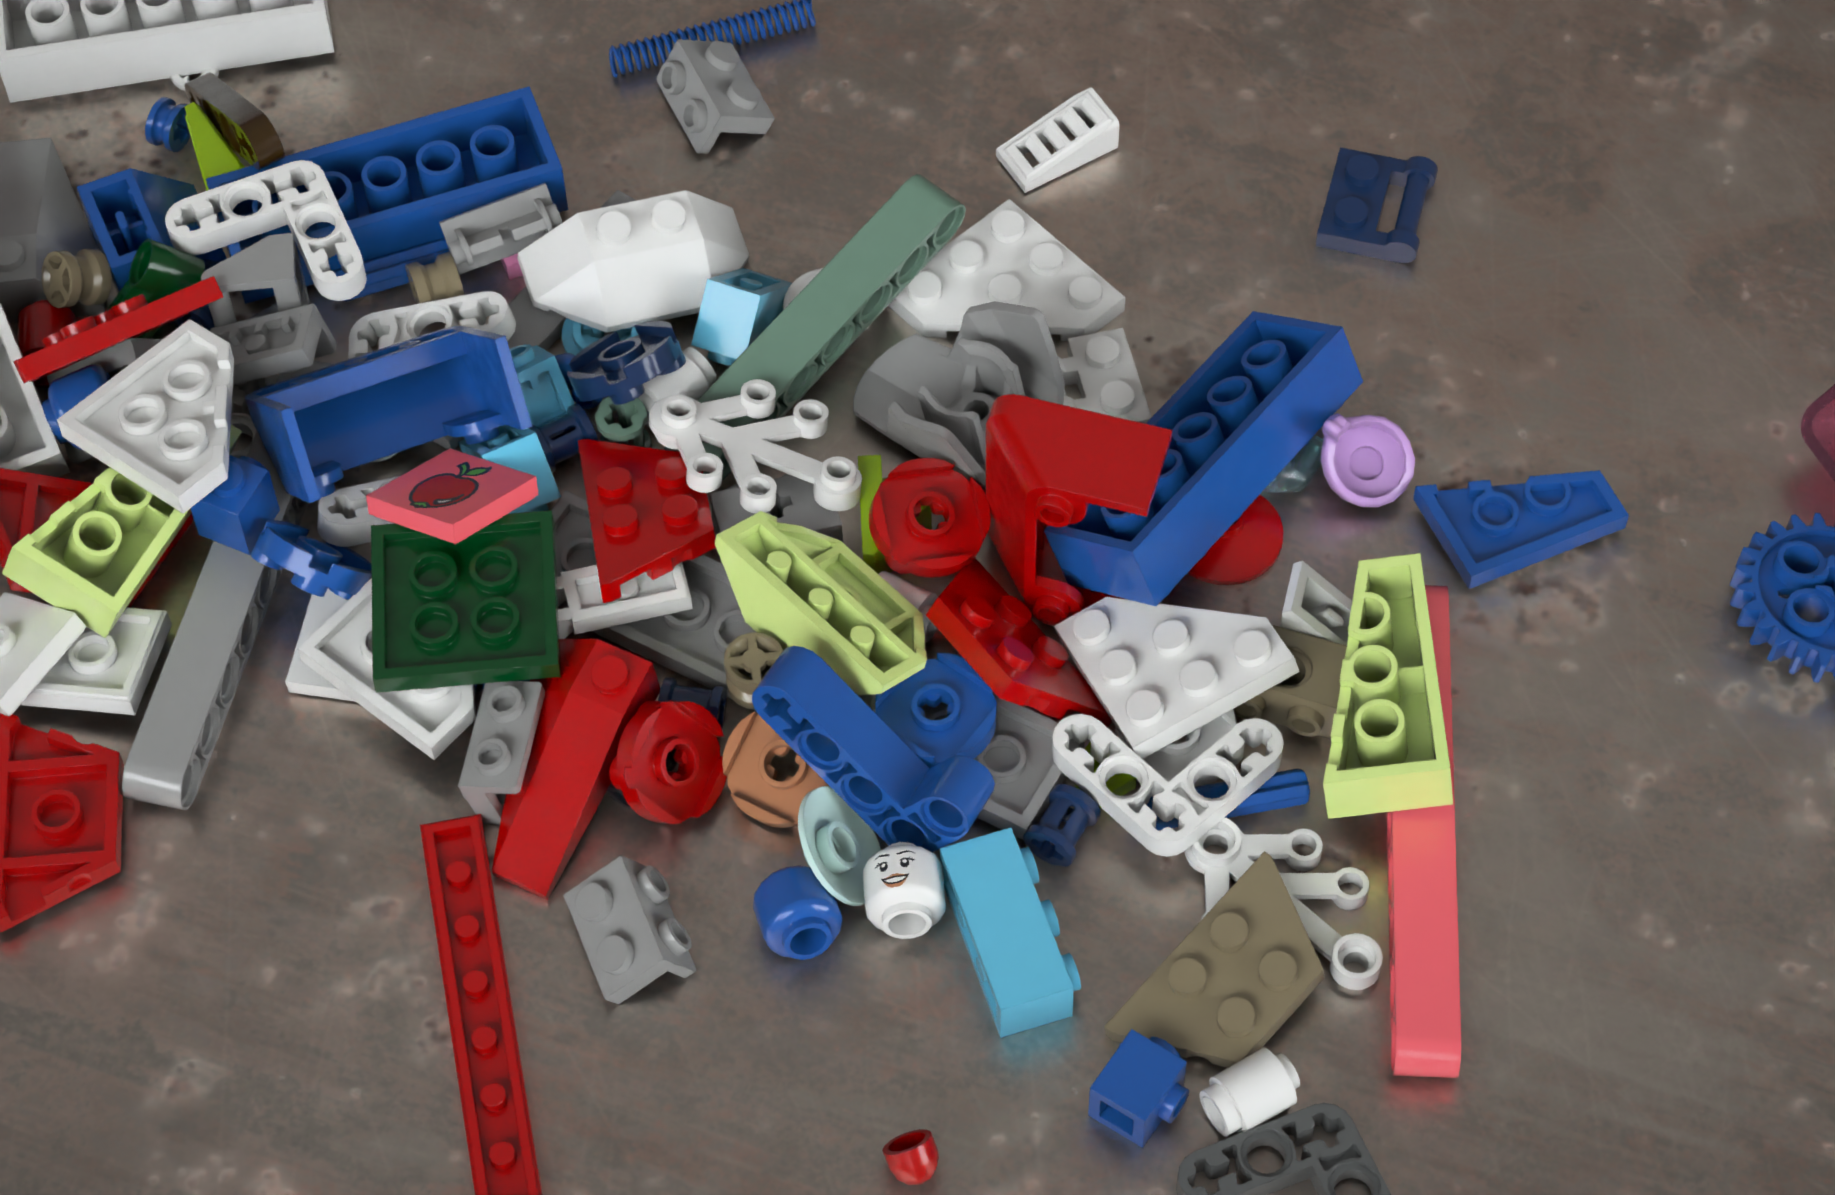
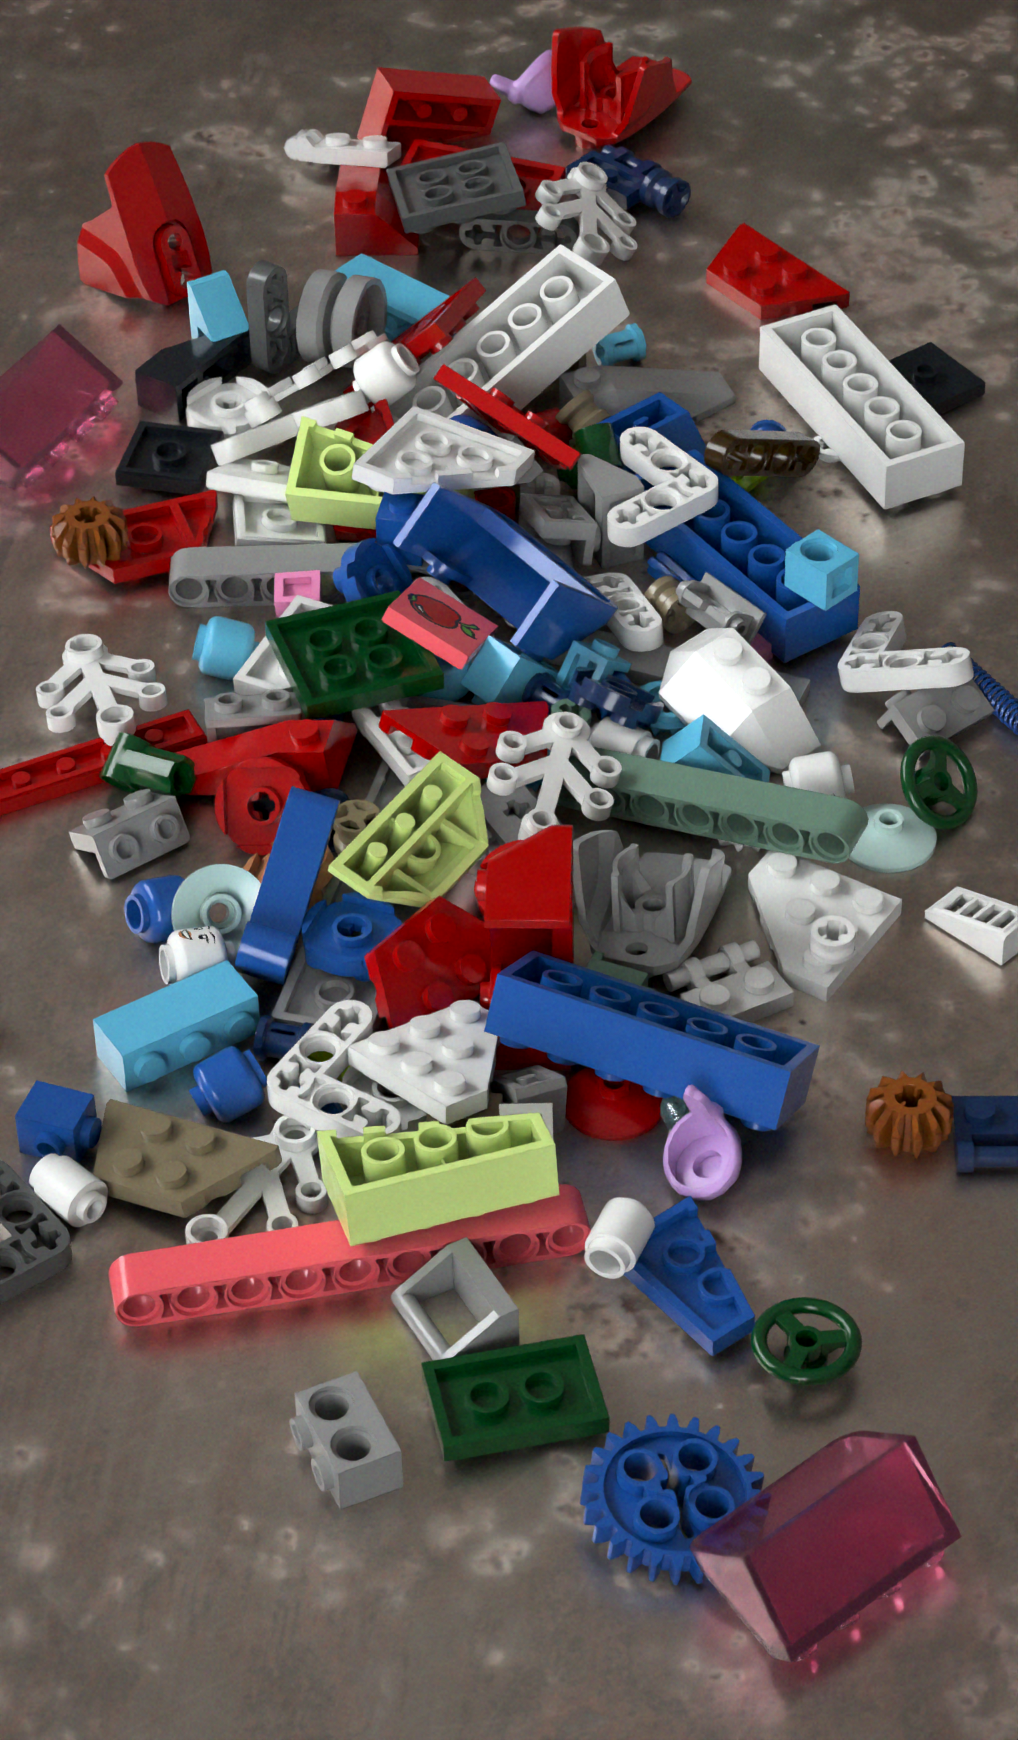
camera: 75 degrees right, 15 degrees down
(56, 863) = (89, 532): none -> dark orange gear
(264, 656) = (300, 583): none -> bright pink plate
(329, 759) = (223, 646): none -> medium azure head
(344, 914) = (87, 657): none -> white plant
(515, 105) = (821, 569): none -> medium azure brick
(529, 893) = (140, 765): none -> dark green piece
(635, 115) = (878, 664): none -> white beam
(808, 223) = (820, 774): none -> white head
(847, 118) = (934, 783): none -> dark green piece
(862, 184) = (893, 840): none -> light aqua dish
(1078, 250) = (832, 951): none -> white bush
(1123, 893) = (228, 1084): none -> blue head
(1234, 585) = (534, 1085): none -> light grey slope
(1340, 272) = (909, 1114): none -> dark orange gear
(1491, 553) = (618, 1237): none -> white brick
(1516, 708) = (462, 1269): none -> light grey tile
(1642, 450) = (807, 1347): none -> dark green piece
(1659, 712) = (514, 1397): none -> dark green plate
(1691, 862) = (347, 1440): none -> light grey brick

